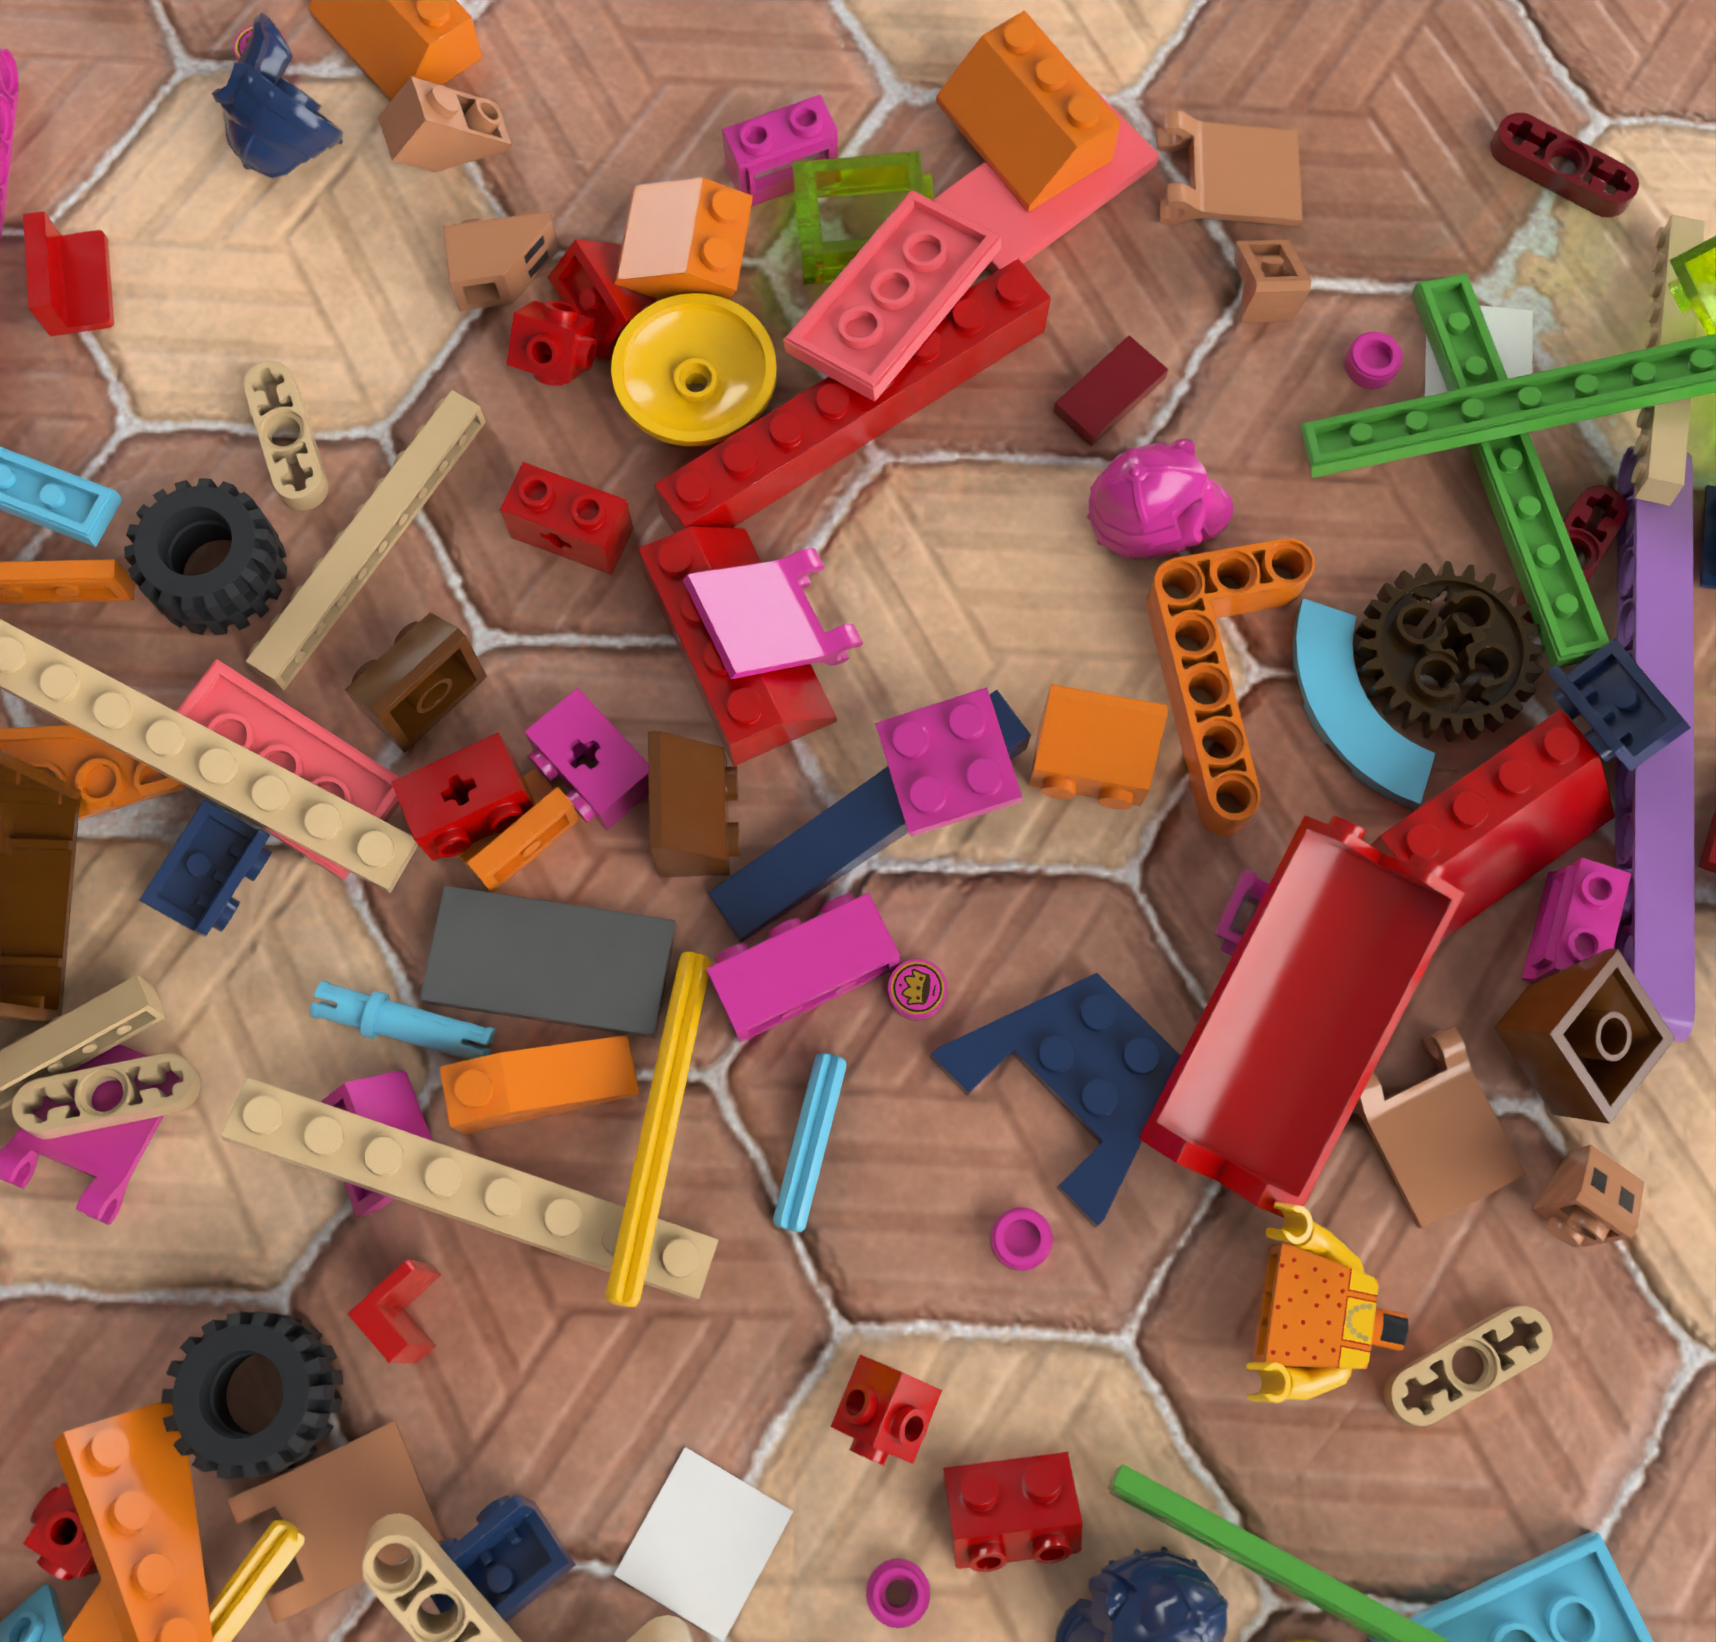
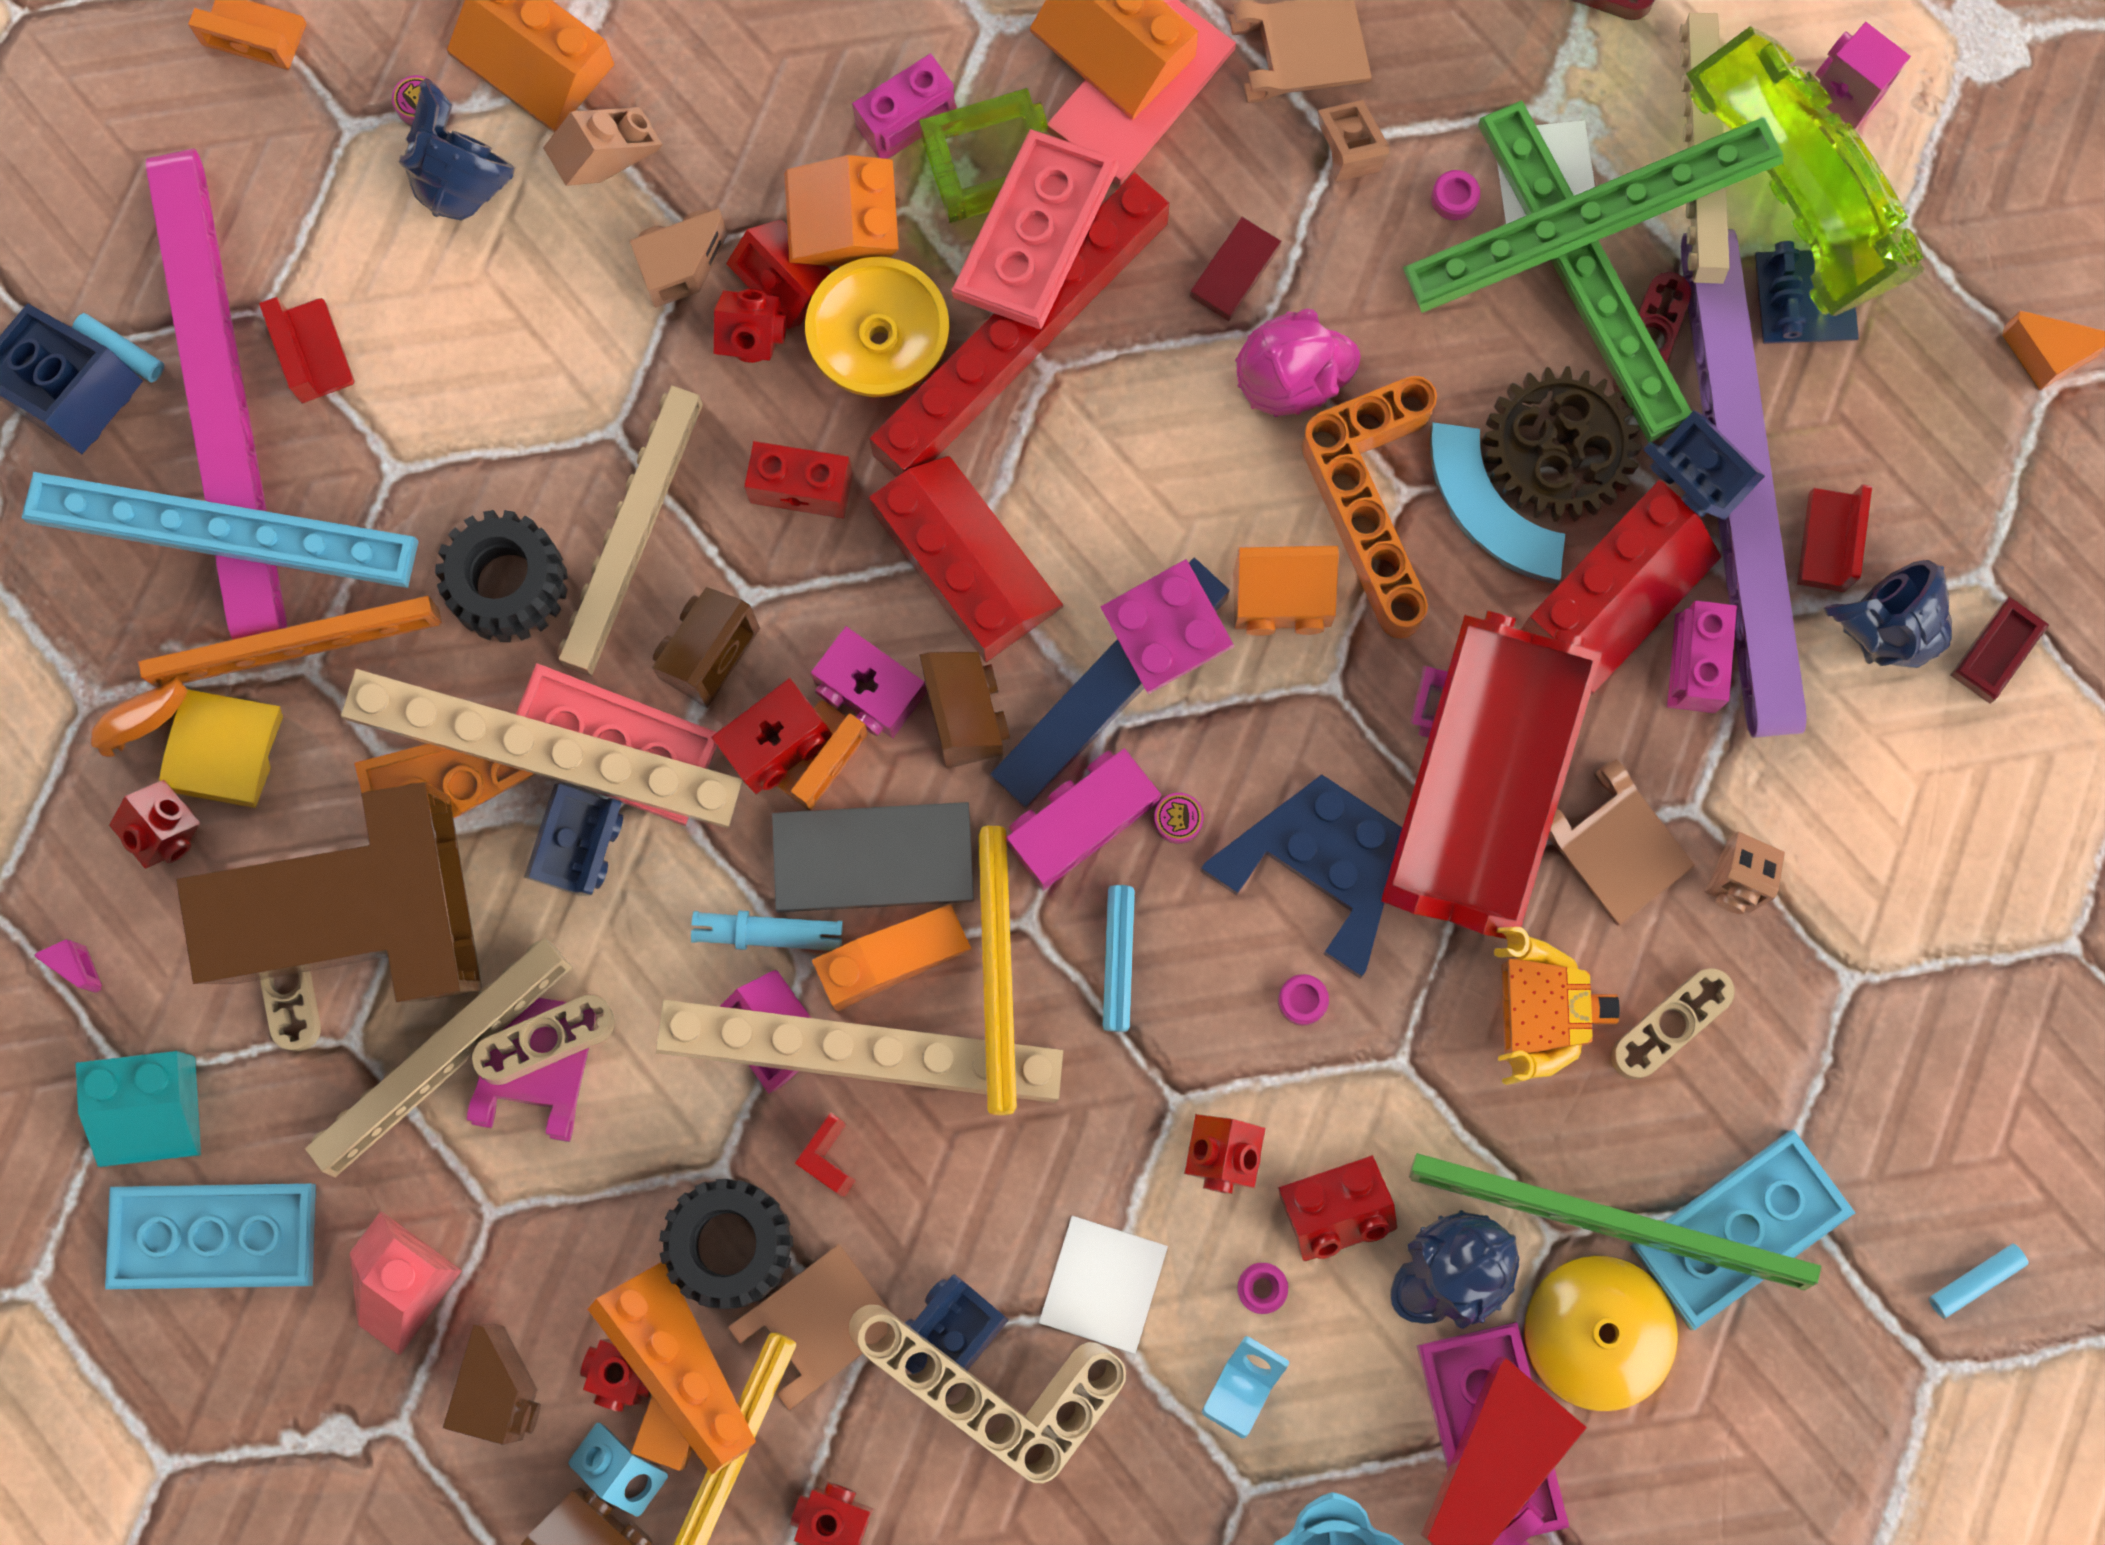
camera: 10 degrees left, 5 degrees up
(269, 419) = (530, 419): tan beam -> none
(764, 618) = (987, 534): flag -> none
(1586, 1037) = (1721, 745): reddish brown slope -> none

